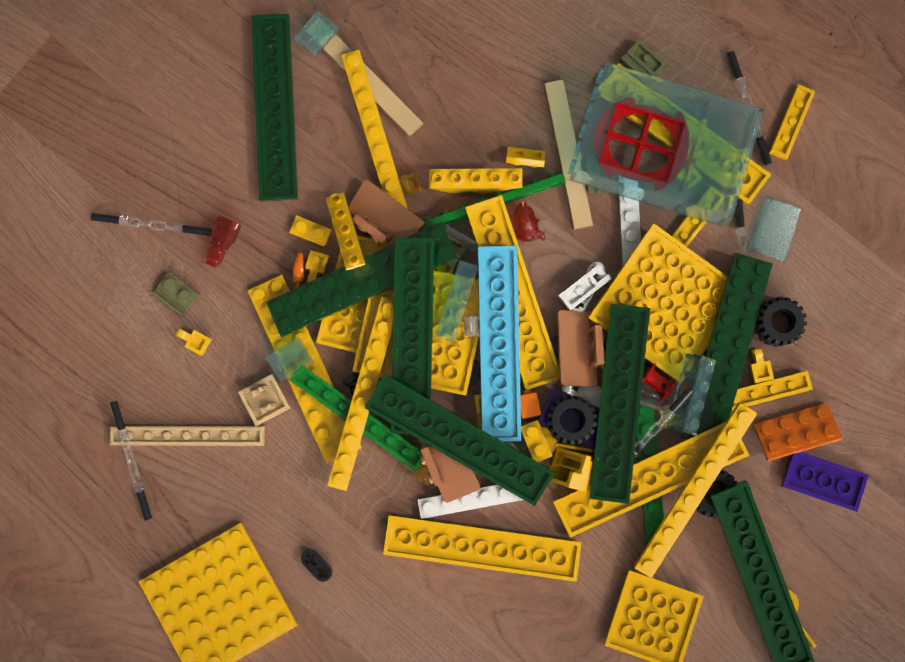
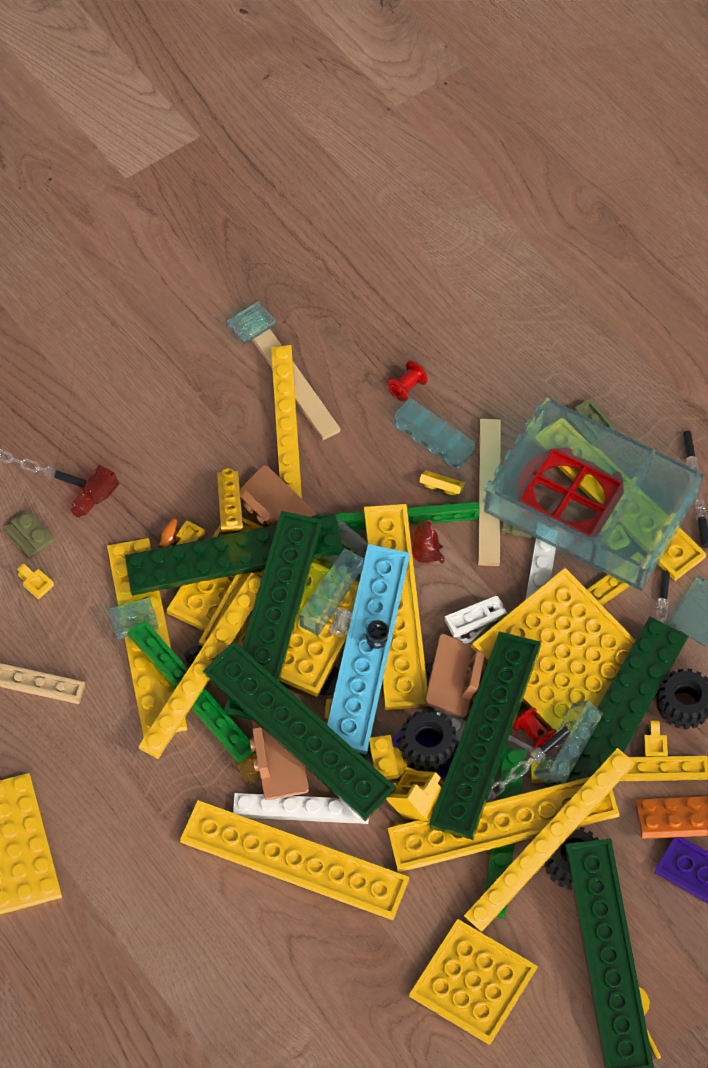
camera: 10 degrees right, 25 degrees down
(264, 400) = (93, 655): tan plate -> none
(274, 107) = (186, 384): dark green plate -> none
(310, 231) = (191, 505): yellow plate -> none
(313, 568) = (97, 840): black beam -> none
(410, 184) = (311, 481): clear yellow plate -> none
(471, 60) = (401, 386): none -> red hose
(475, 180) = (385, 489): yellow slope -> none
(507, 109) = (434, 433): none -> clear light blue brick
(507, 335) = (379, 630): none -> black wheel
(529, 404) = (385, 721): orange brick -> none

